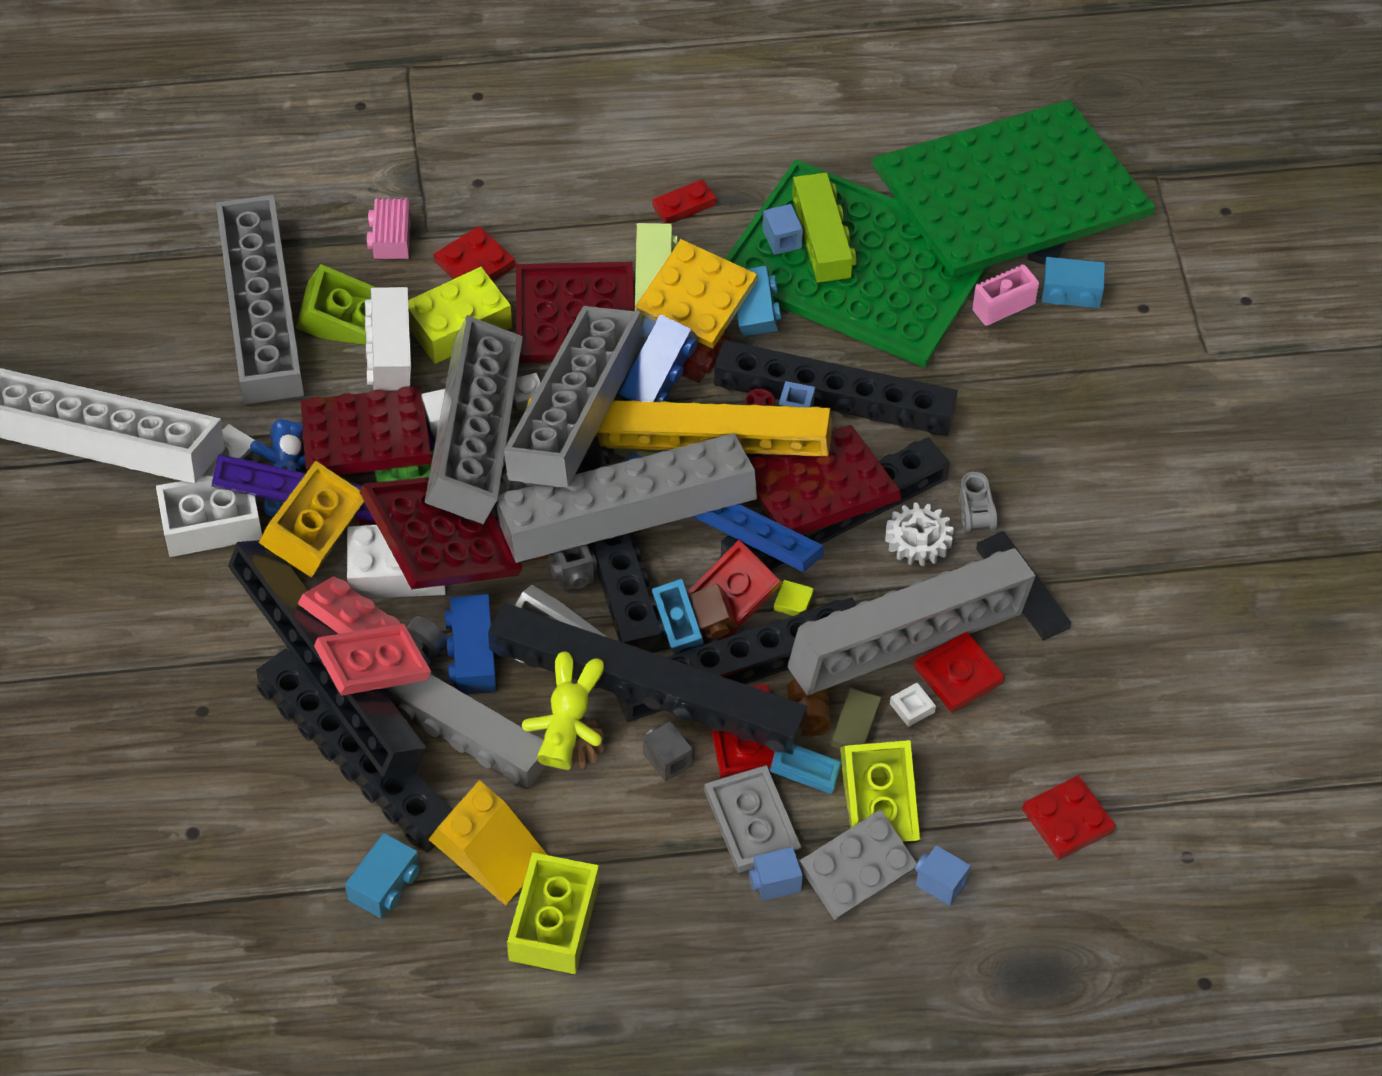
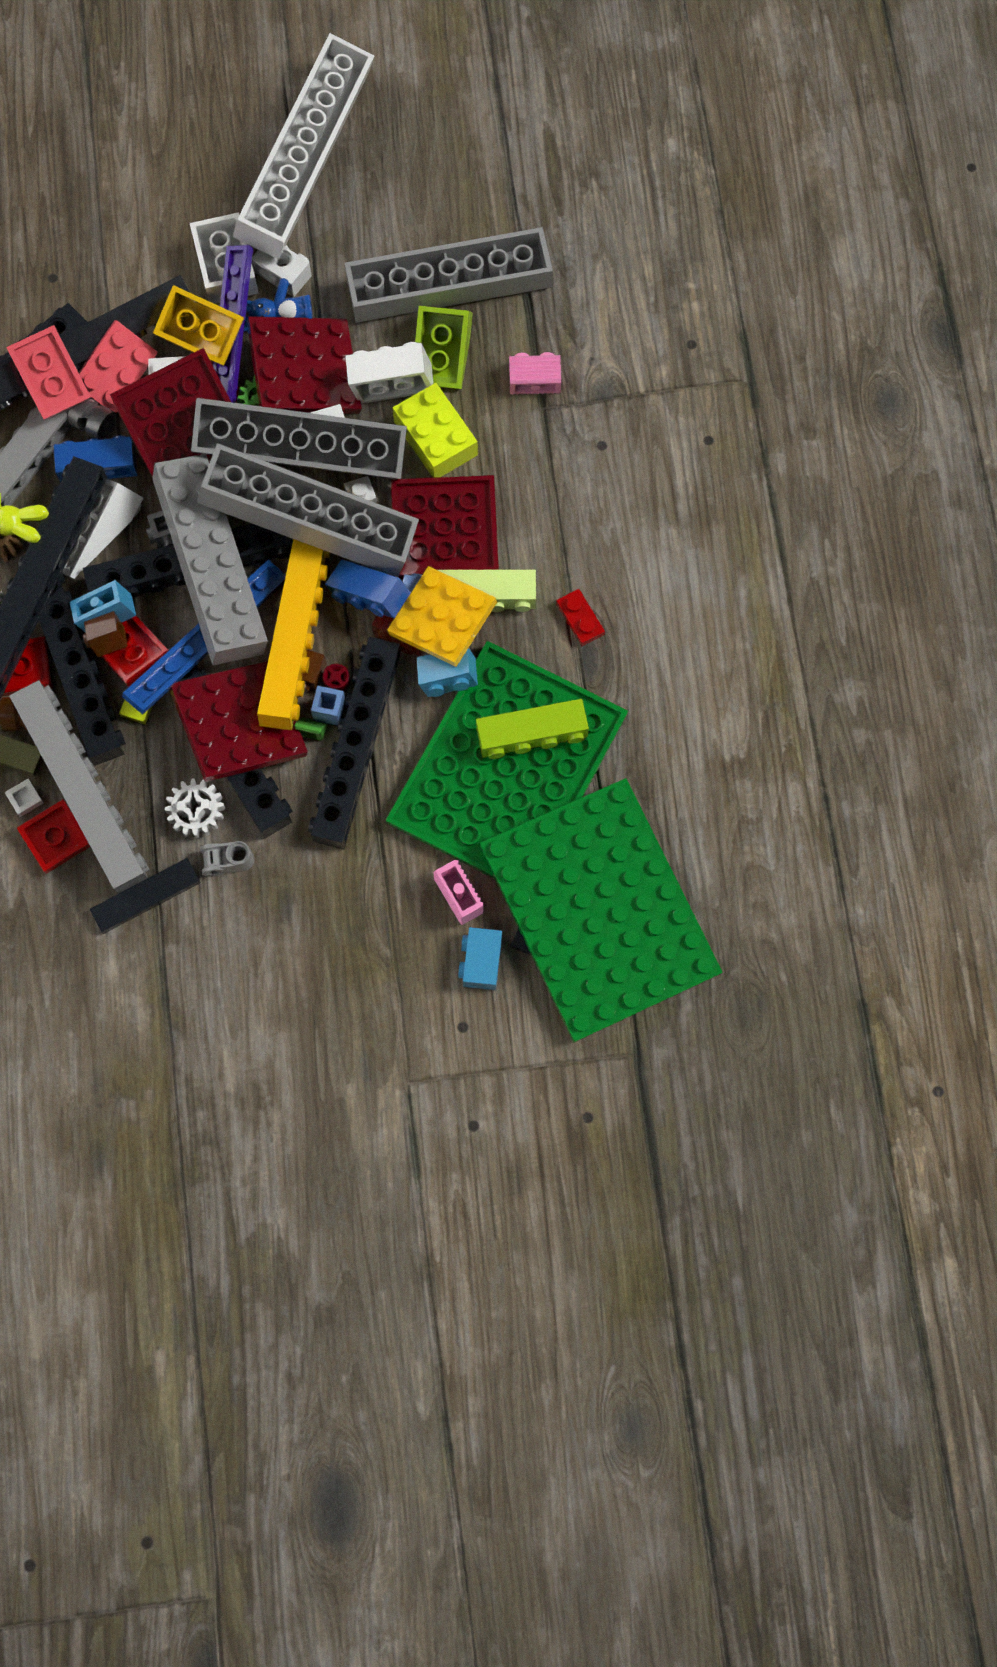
camera: 90 degrees right, 20 degrees up
(474, 251) = (507, 445): red plate -> none
(782, 229) = (529, 692): medium blue brick -> none

